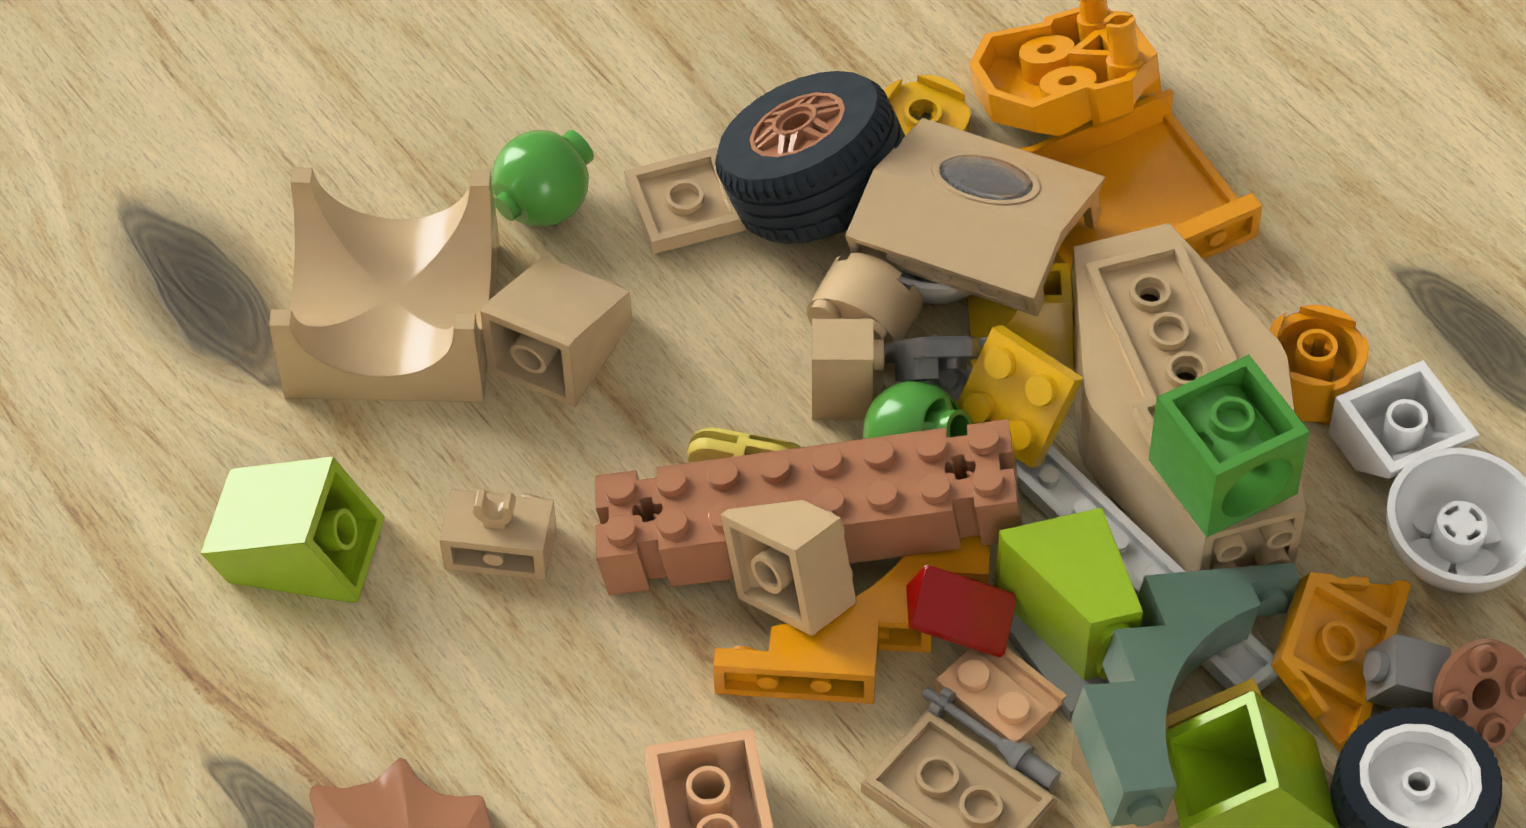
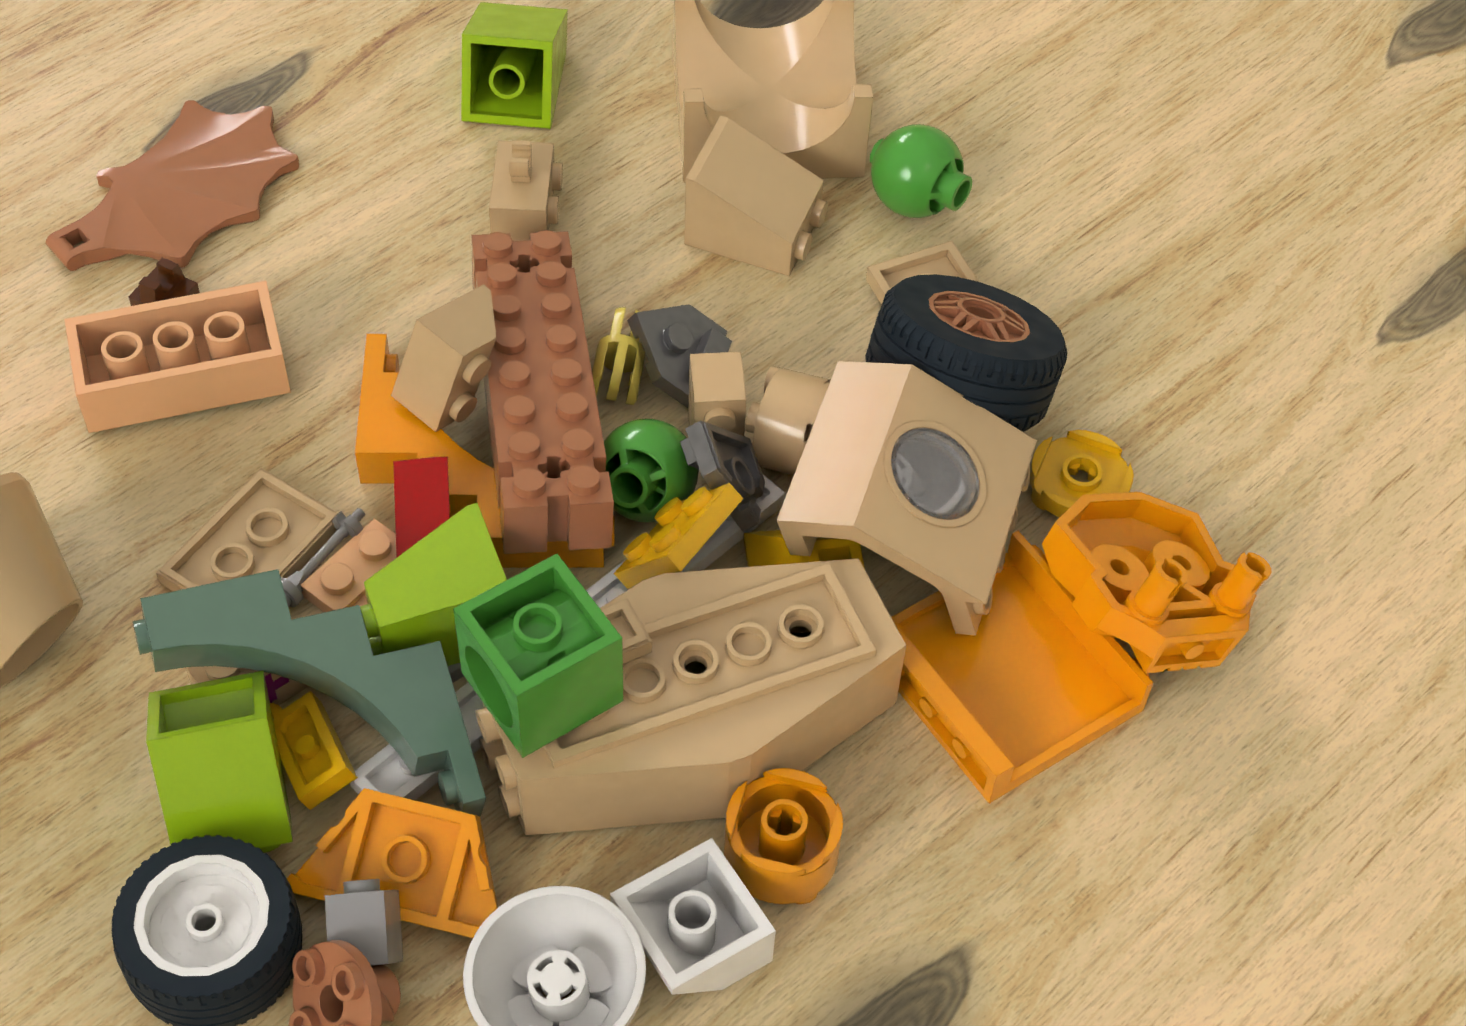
camera: 80 degrees right, 0 degrees up
(749, 399) = (670, 338): none -> flat silver plate

